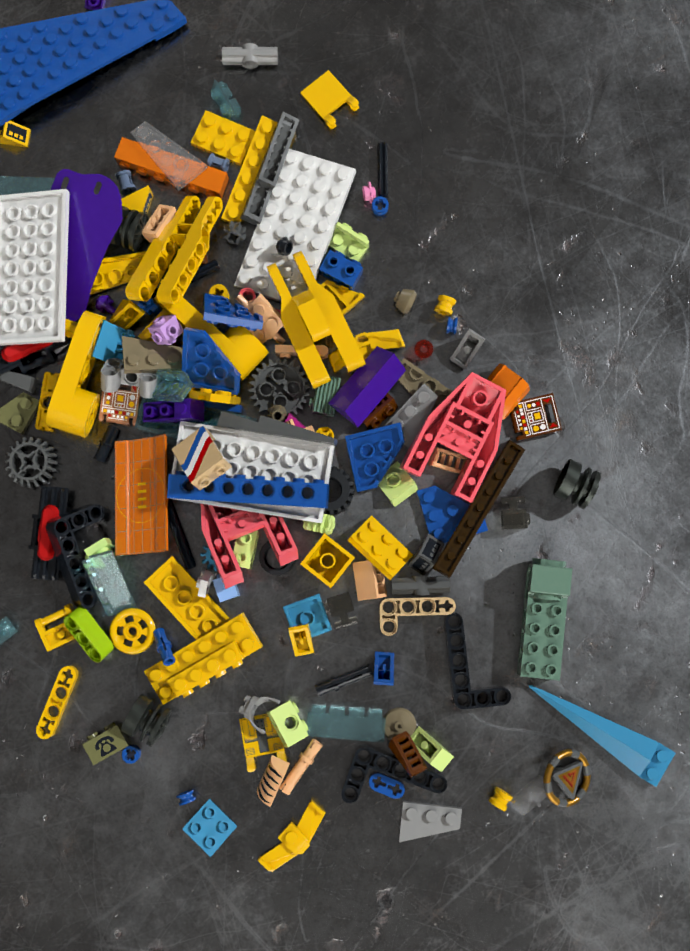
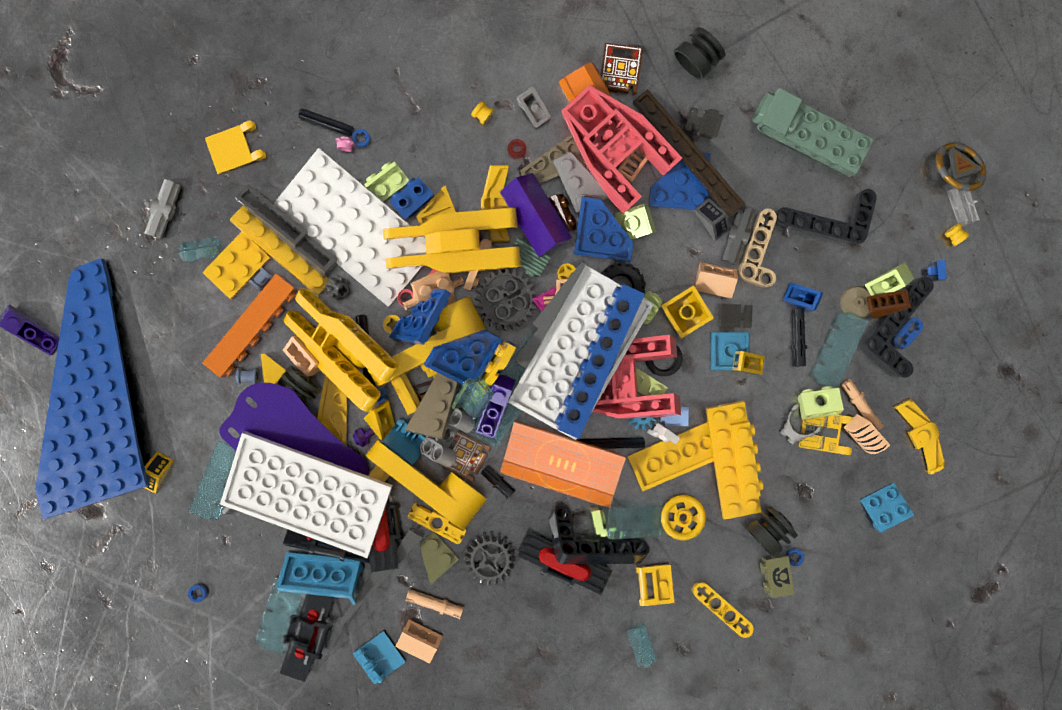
camera: 75 degrees left, 5 degrees up
(88, 634) = (673, 558): lime beam -> none
(165, 329) = (415, 385): lavender brick -> none
(166, 655) = (710, 492): blue pin -> none
(170, 157) = (242, 322): clear wing -> none
(186, 797) = (852, 519): blue bush -> none
(201, 458) = (554, 393): tan panel -> none
(277, 408) = (527, 309): dark tan cone -> none
(284, 246) = (371, 244): black plate -> none
(380, 547) = (691, 258): yellow plate -> none
(405, 300) = (464, 148): dark tan cone -> none
(427, 819) = (950, 307): light grey wing -> none
(451, 325) = (504, 113): blue bush -> none
(459, 795) = (940, 270): none -> blue tile
(637, 752) = (959, 95): dark azure plate -> none

